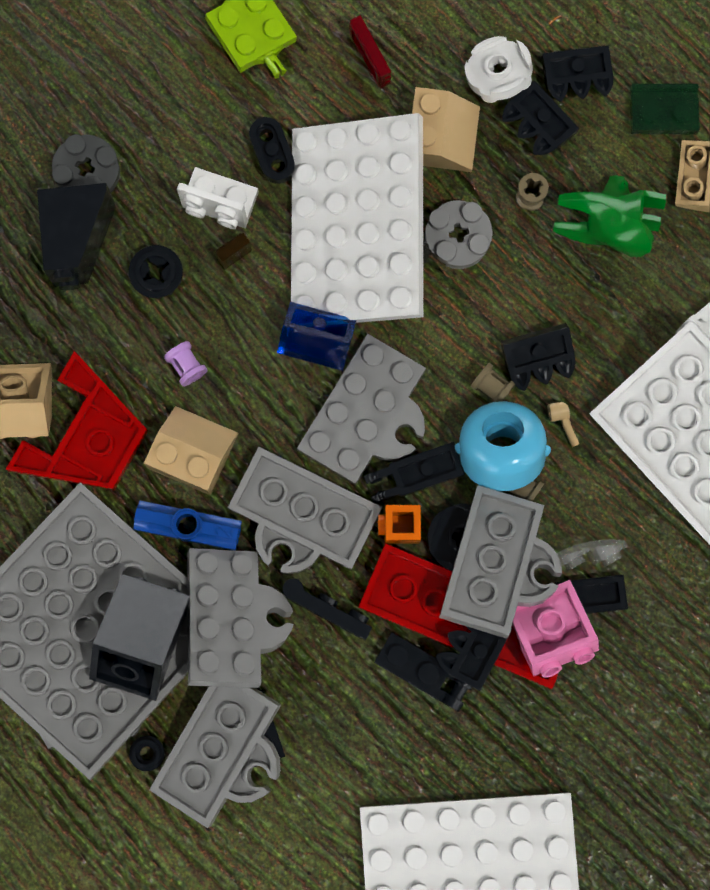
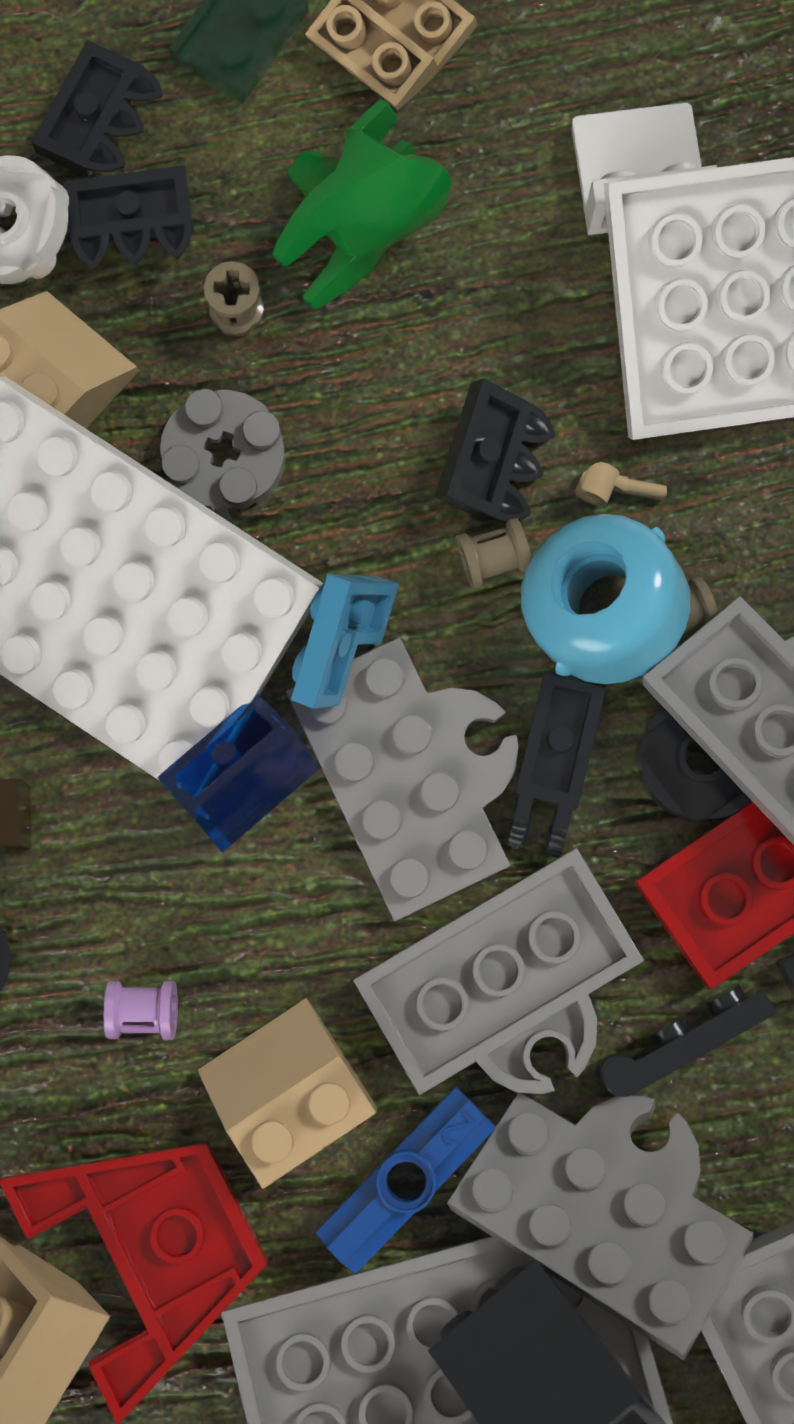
camera: 55 degrees left, 0 degrees up
(400, 524) = (626, 837): orange brick -> none
(414, 334) = (345, 614): none -> dark azure plate

